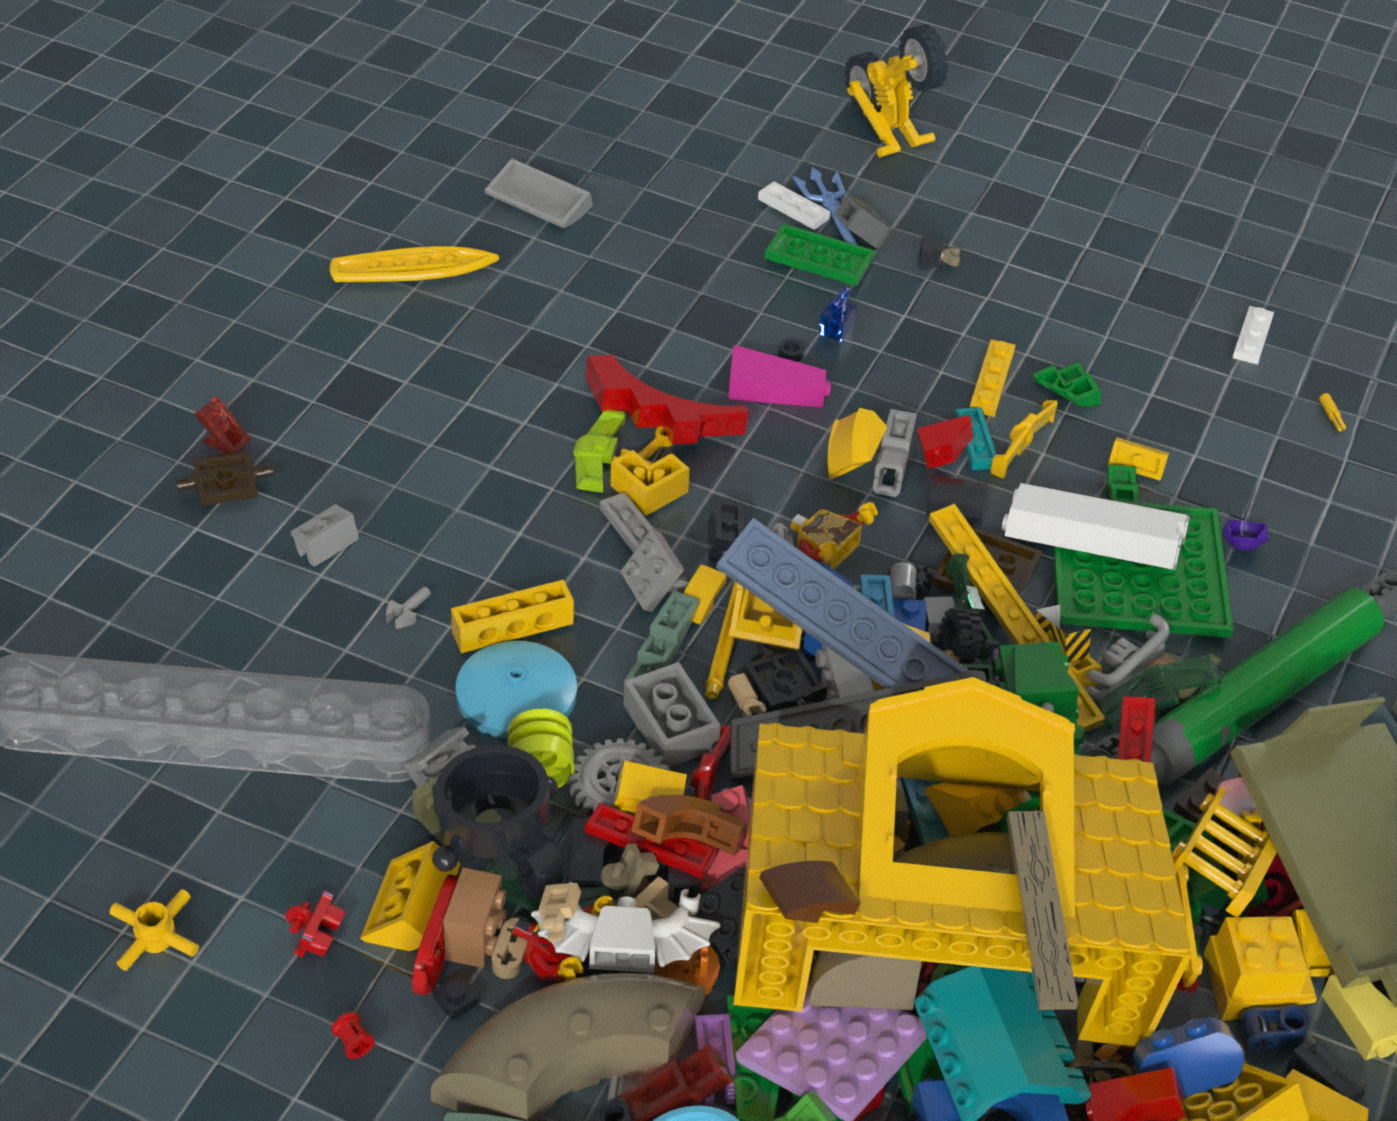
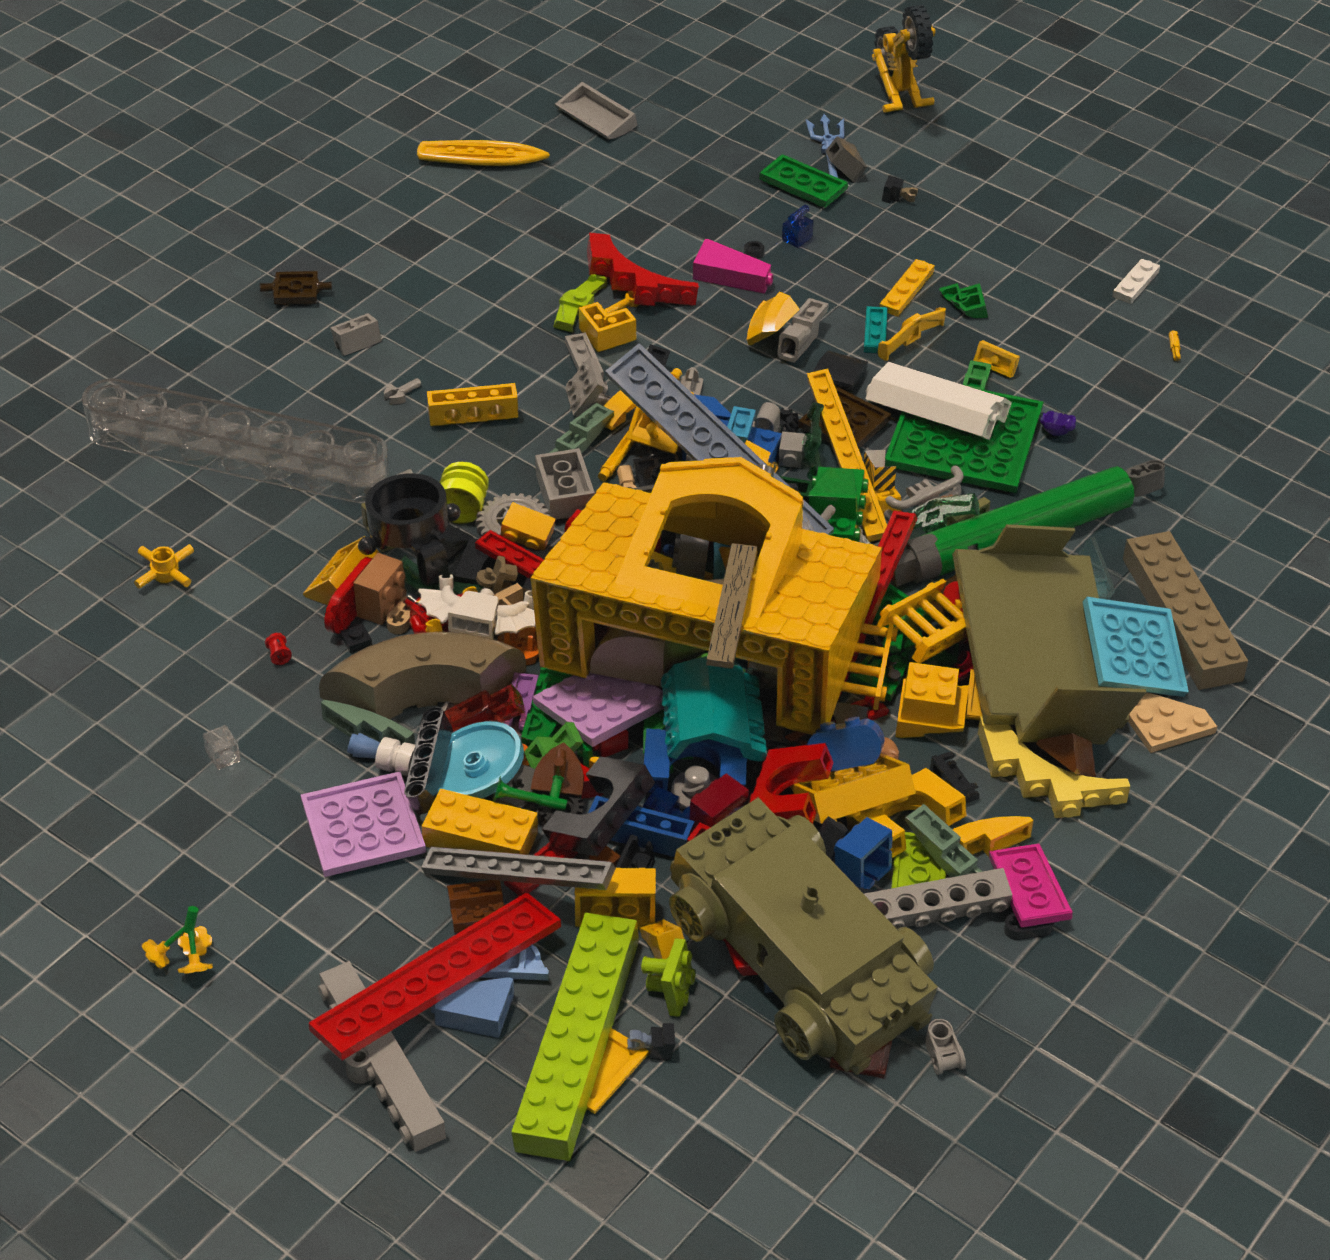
camera: 15 degrees right, 0 degrees up
(223, 428) = (304, 253): clear red slope -> none
(313, 938) = (269, 578): red hips -> none
(512, 680) = (462, 443): medium azure dish -> none
(558, 903) = (434, 585): tan plate -> none
(688, 817) = (530, 542): dark orange arch -> none
(794, 205) = (797, 141): white plate -> none
(808, 889) = (571, 569): reddish brown slope -> none
(832, 536) = (731, 383): torso -> none
(944, 441) = (846, 326): red slope -> none
(961, 633) = (798, 458): black tyre -> none
(1273, 1027) = (929, 743): dark blue piece -> none

